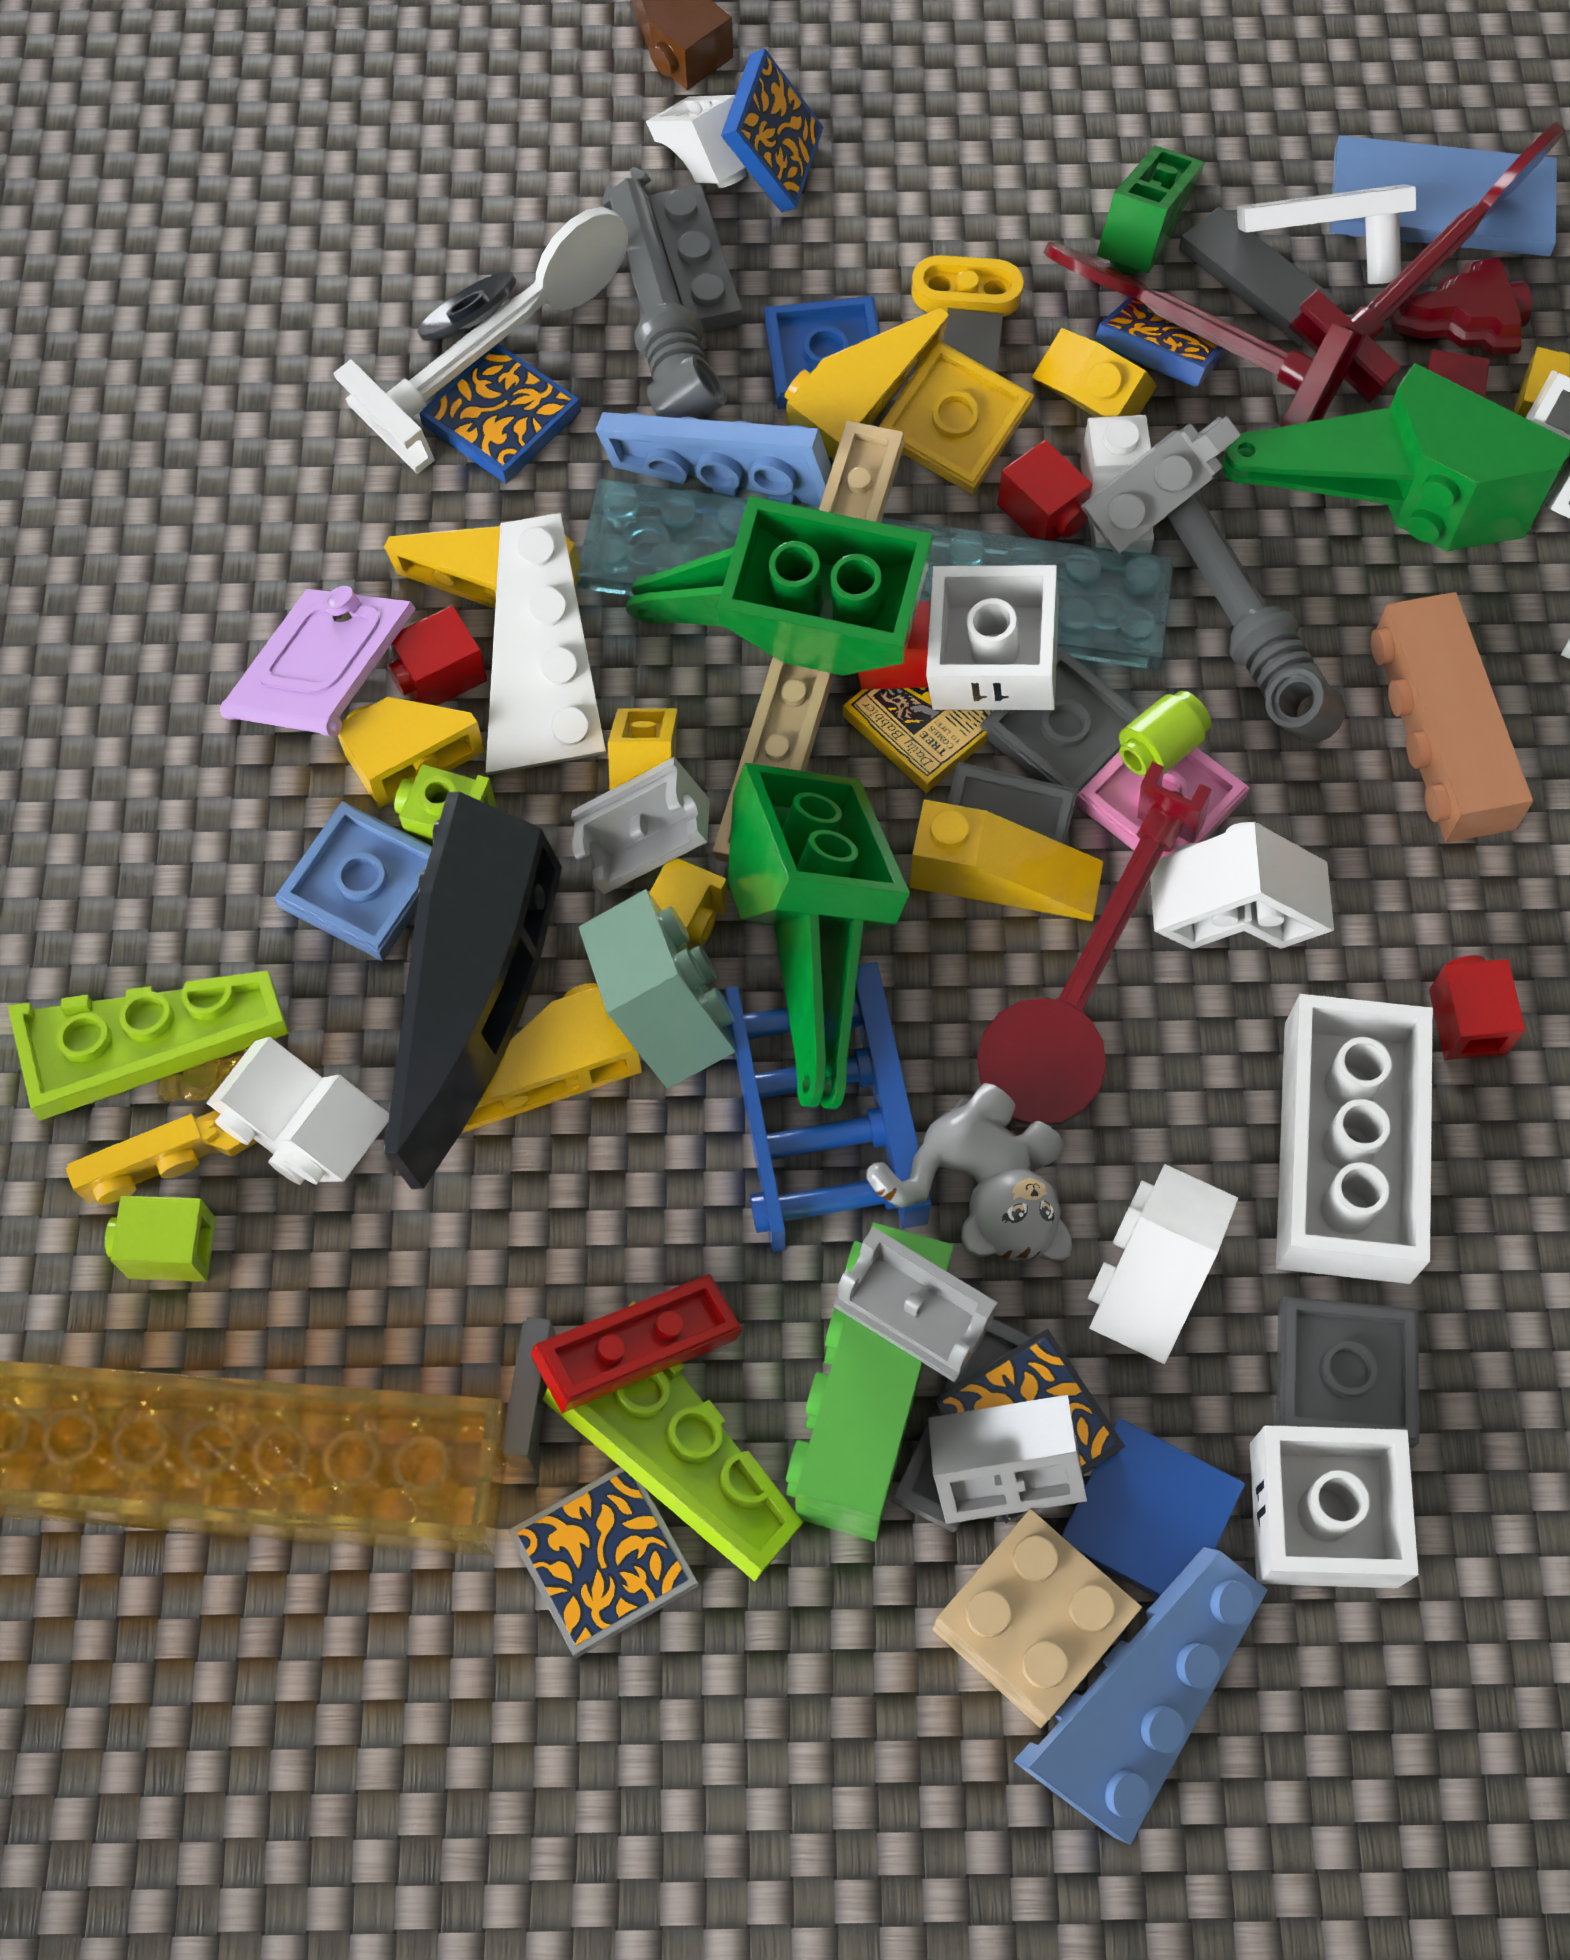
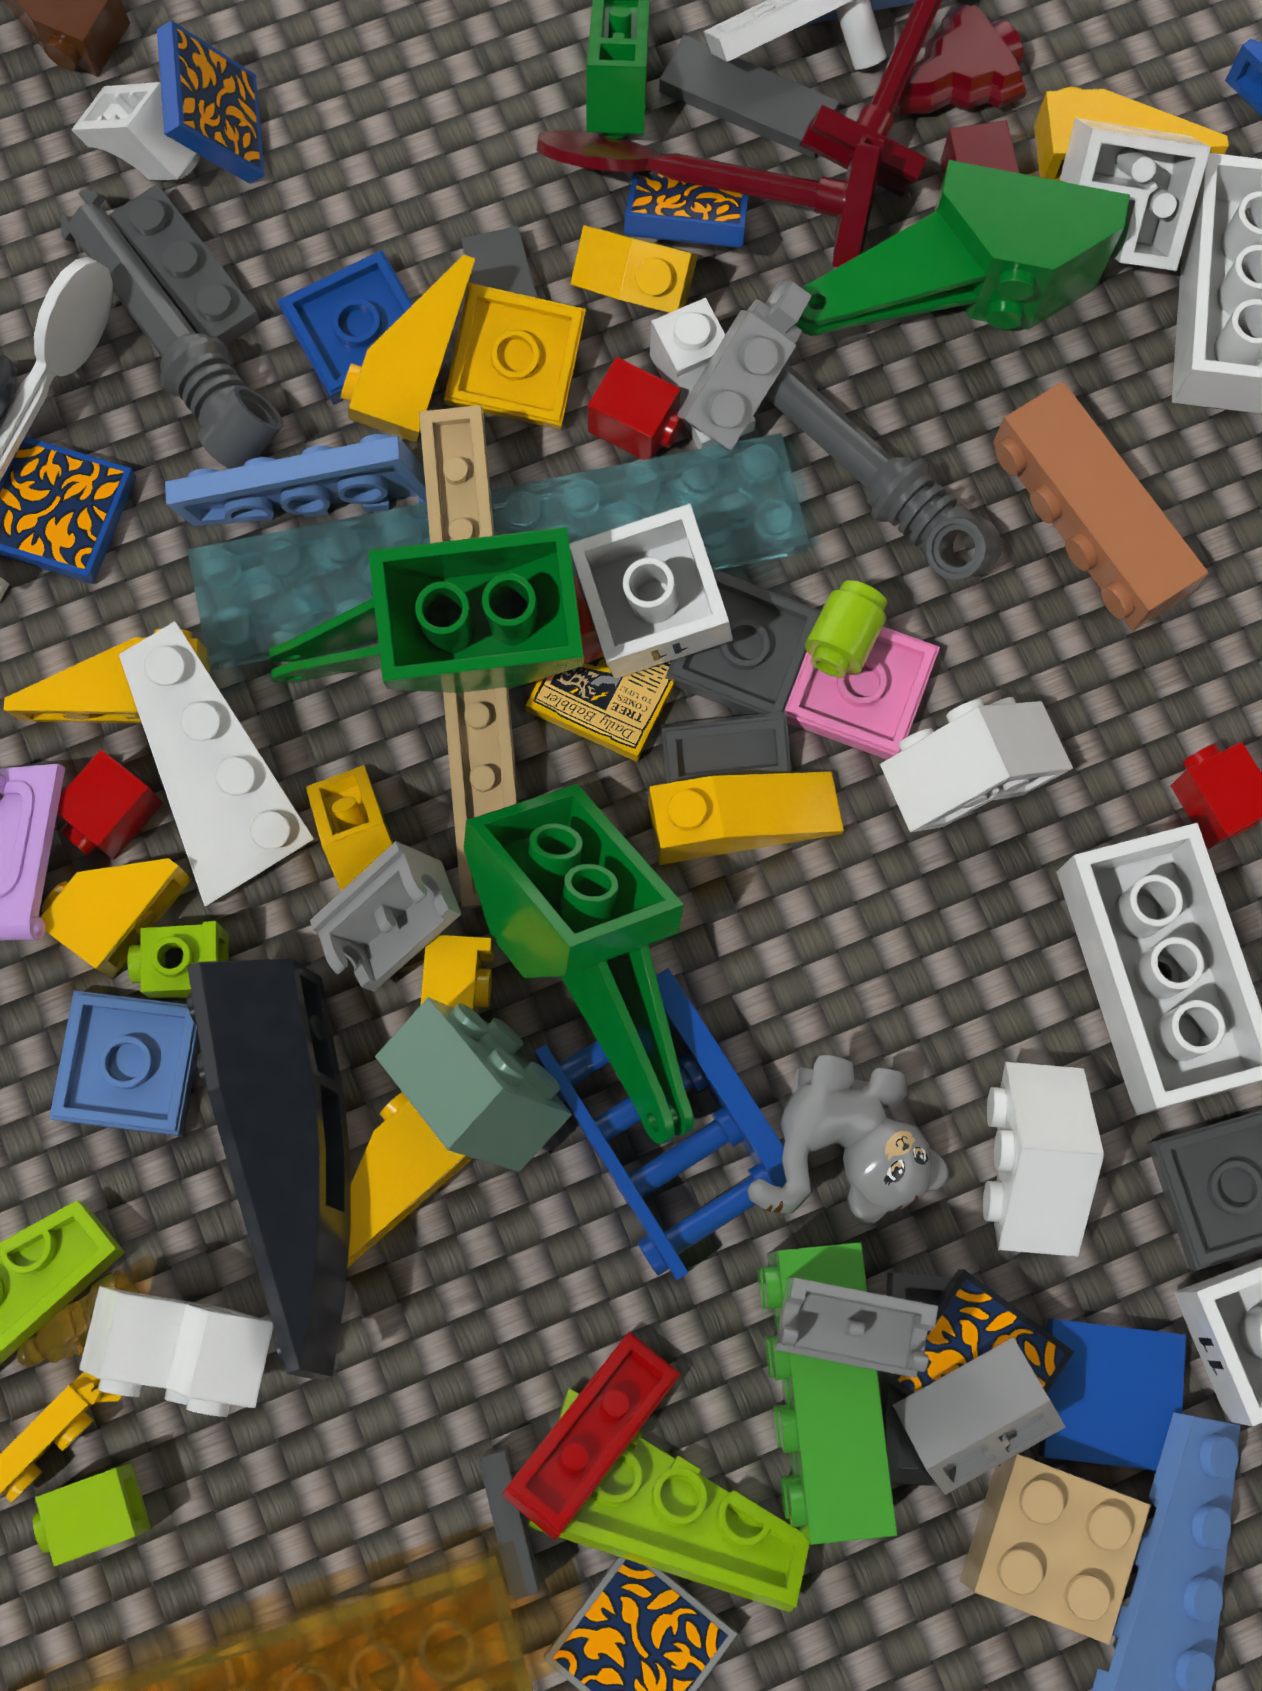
camera: 25 degrees left, 10 degrees up
(967, 284) = (469, 205): yellow plate -> none
(1046, 1047) = (854, 991): dark red piece -> none

